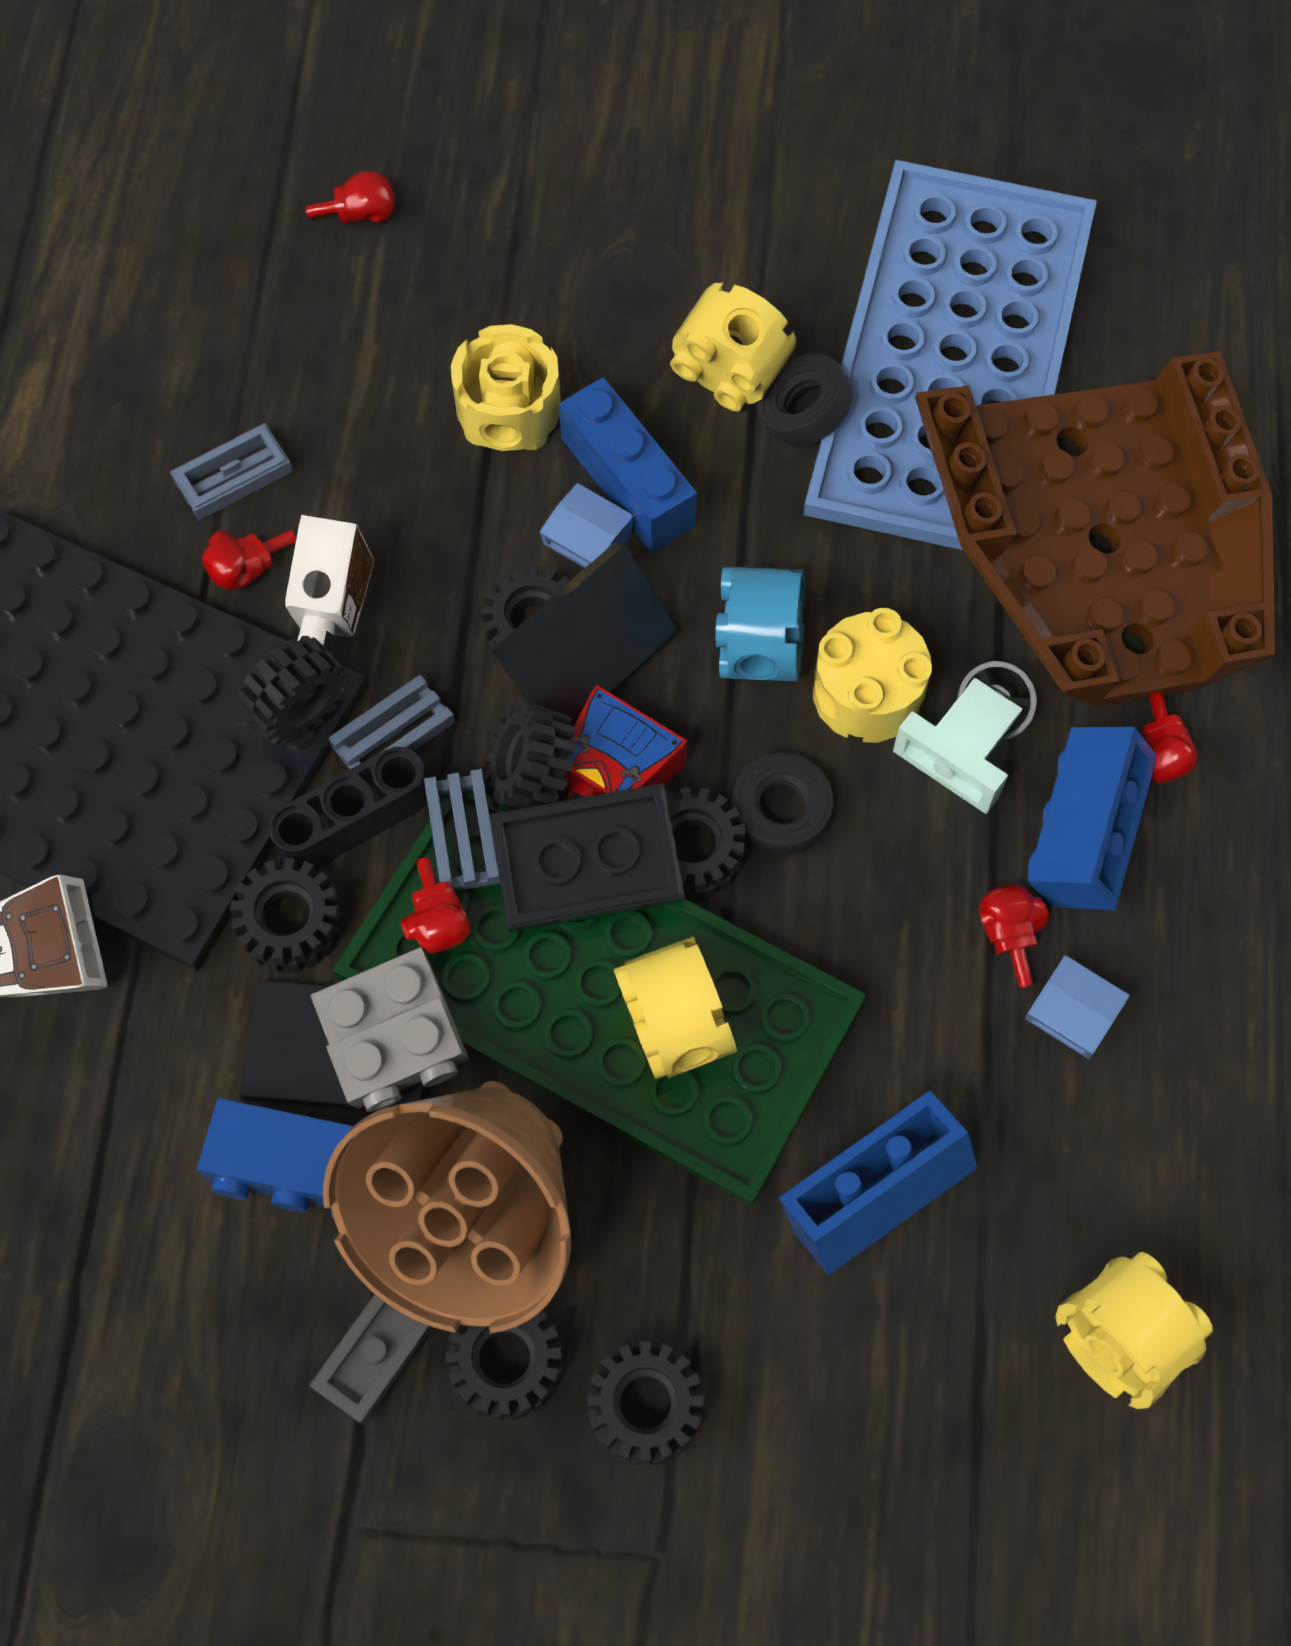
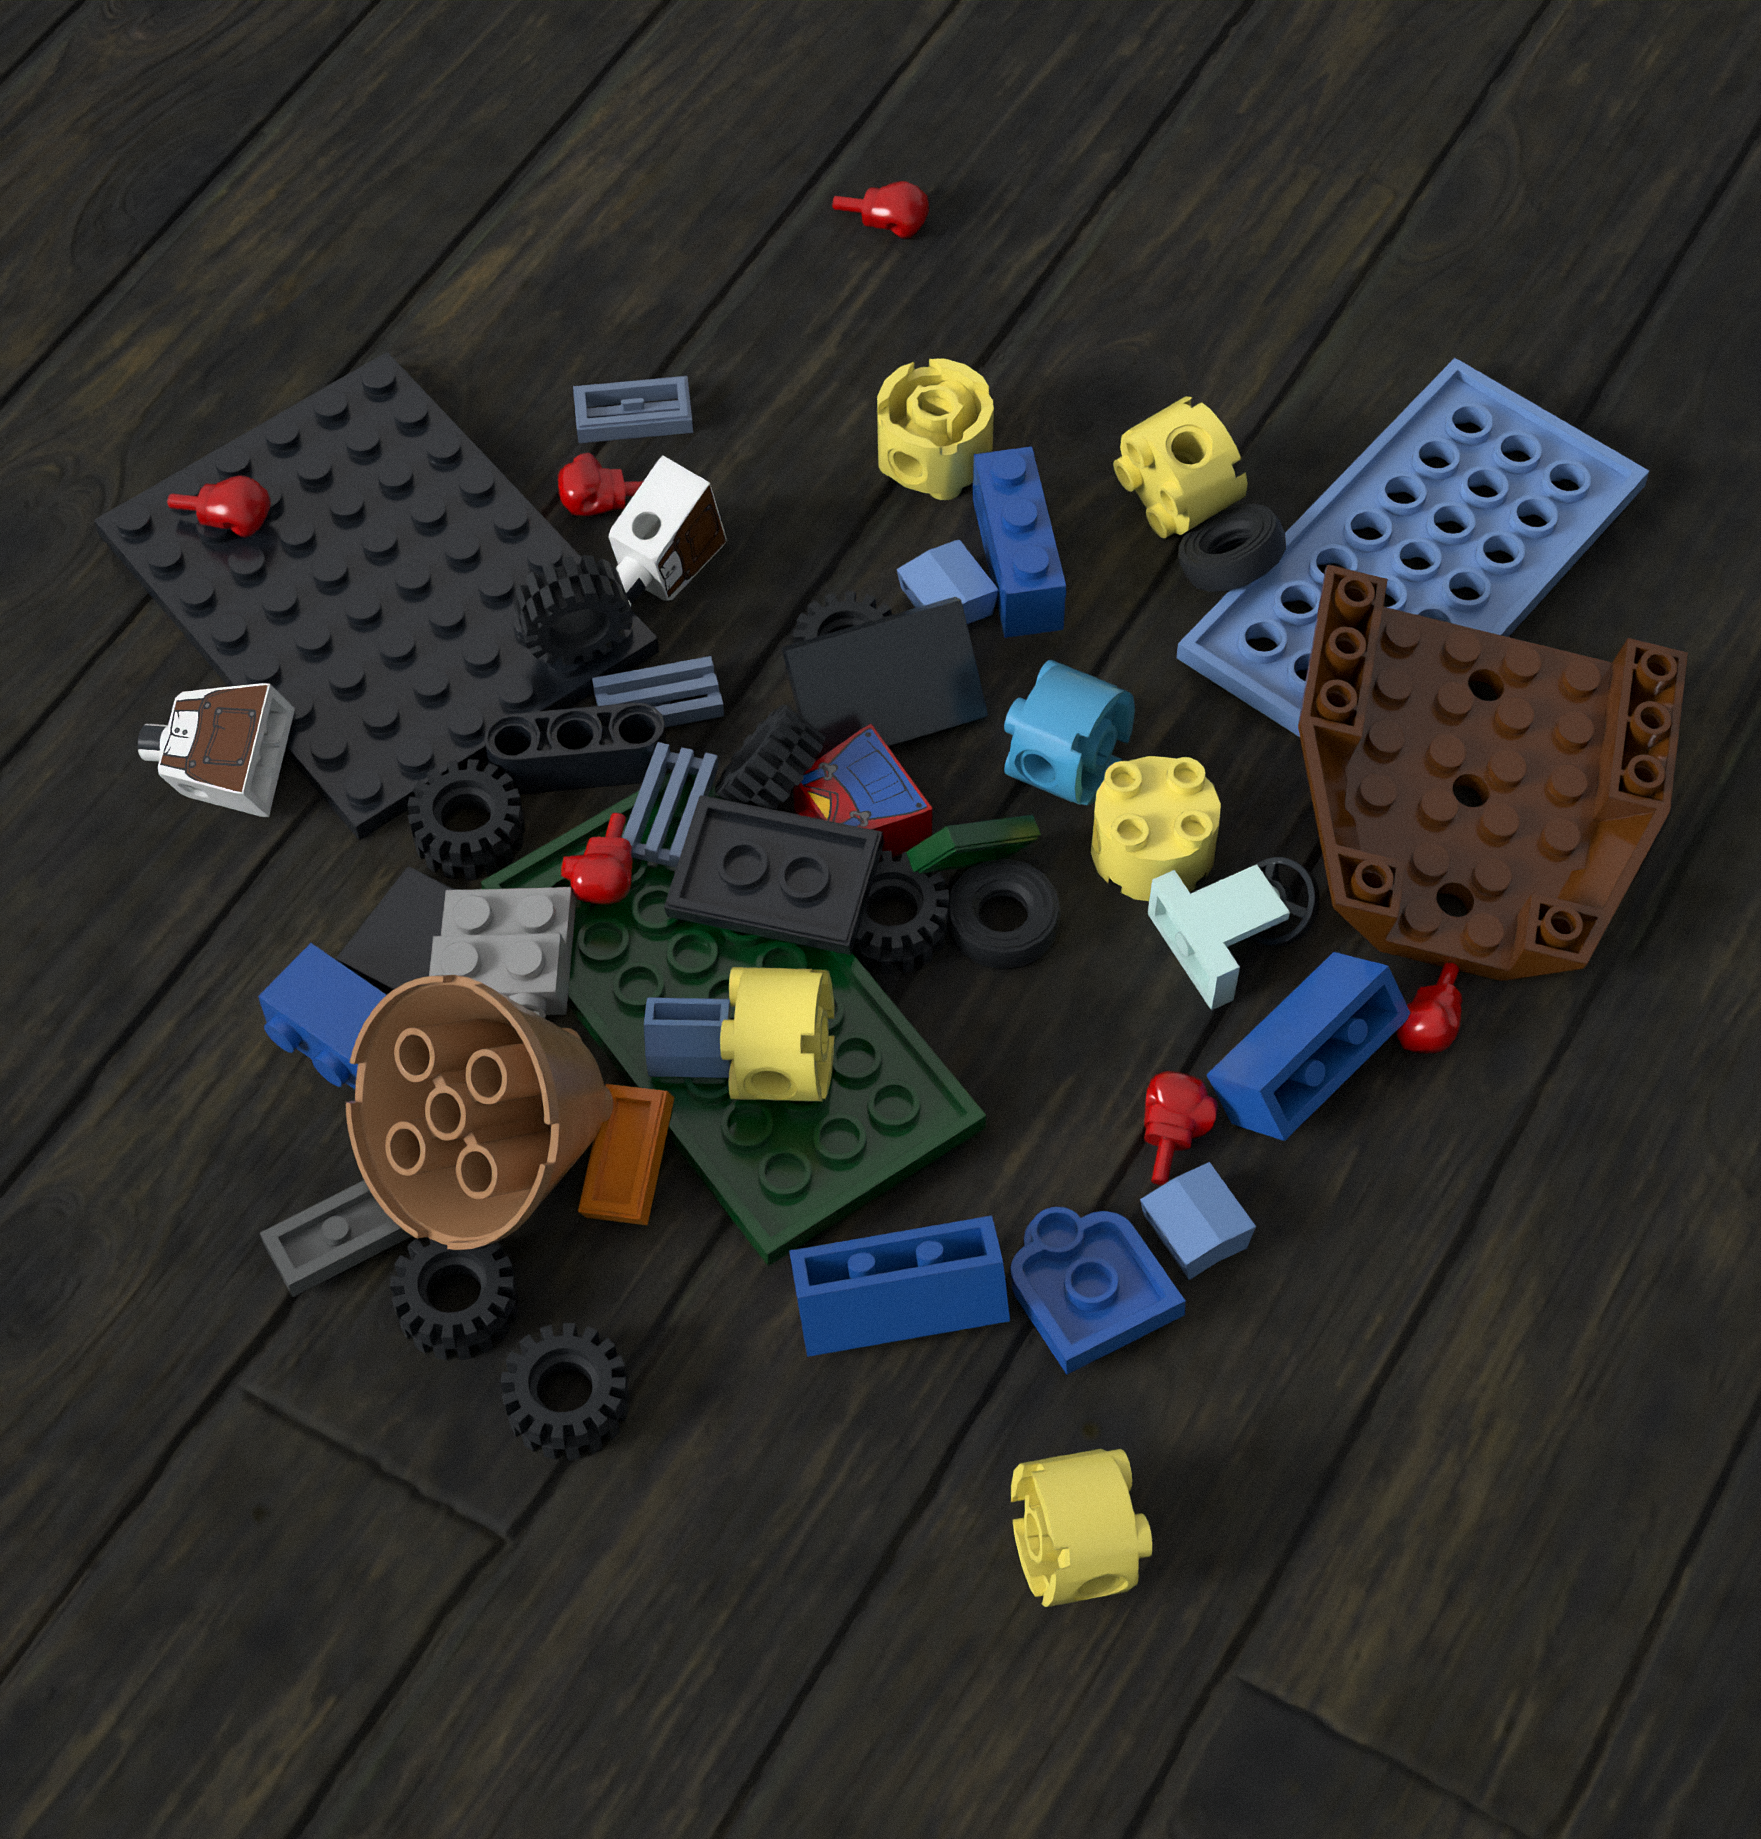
camera: 25 degrees right, 10 degrees down
(590, 1166) = (627, 1156): none -> orange tile
(594, 1040) = (685, 1037): none -> medium blue piece
(738, 759) = (973, 843): none -> dark green tile
(1021, 1103) = (1090, 1284): none -> blue plate

